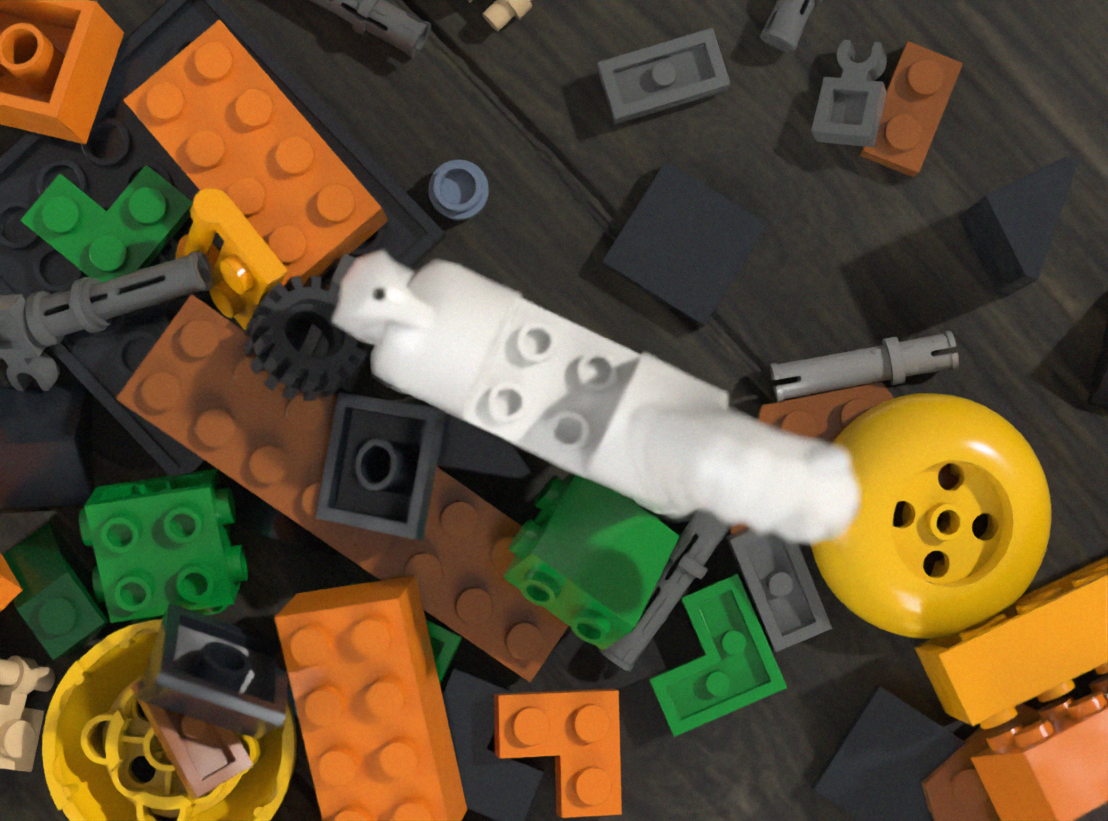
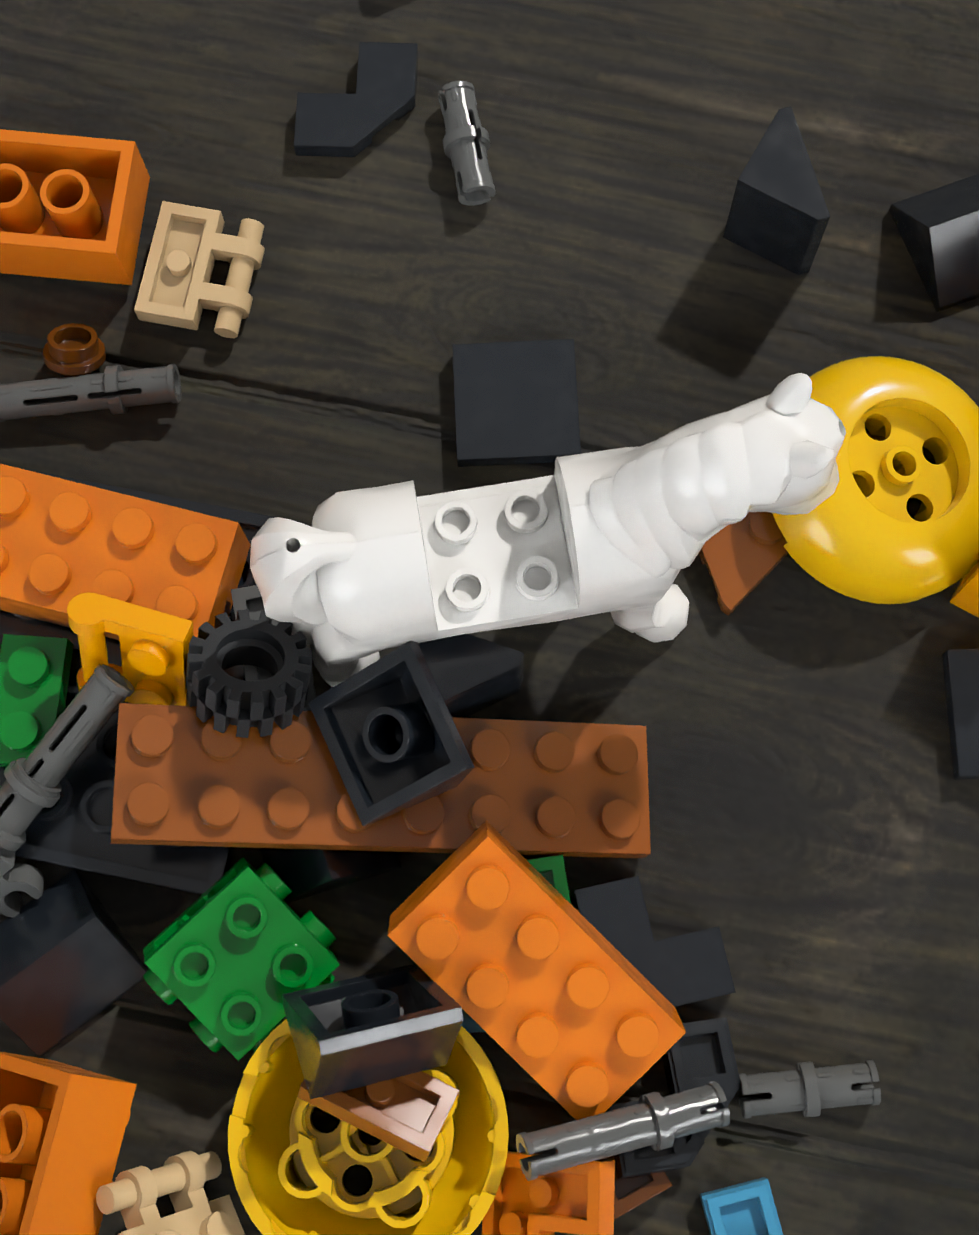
camera: 35 degrees left, 10 degrees down
(56, 593) = (172, 1073): dark green slope -> none
(458, 190) = (293, 484): sand blue plate -> none
(581, 734) = (723, 869): orange plate -> none
(590, 557) = (626, 700): green brick -> none
(663, 76) = (401, 280): dark grey plate -> none
(684, 564) = (707, 688): dark grey pin -> none
(735, 661) = (814, 722): green plate -> none
(779, 587) = (799, 620): dark grey plate -> none
(852, 105) = (573, 199): dark grey plate -> none
(865, 366) = (760, 374): light grey pin -> none
(913, 108) = (623, 178): dark orange plate -> none

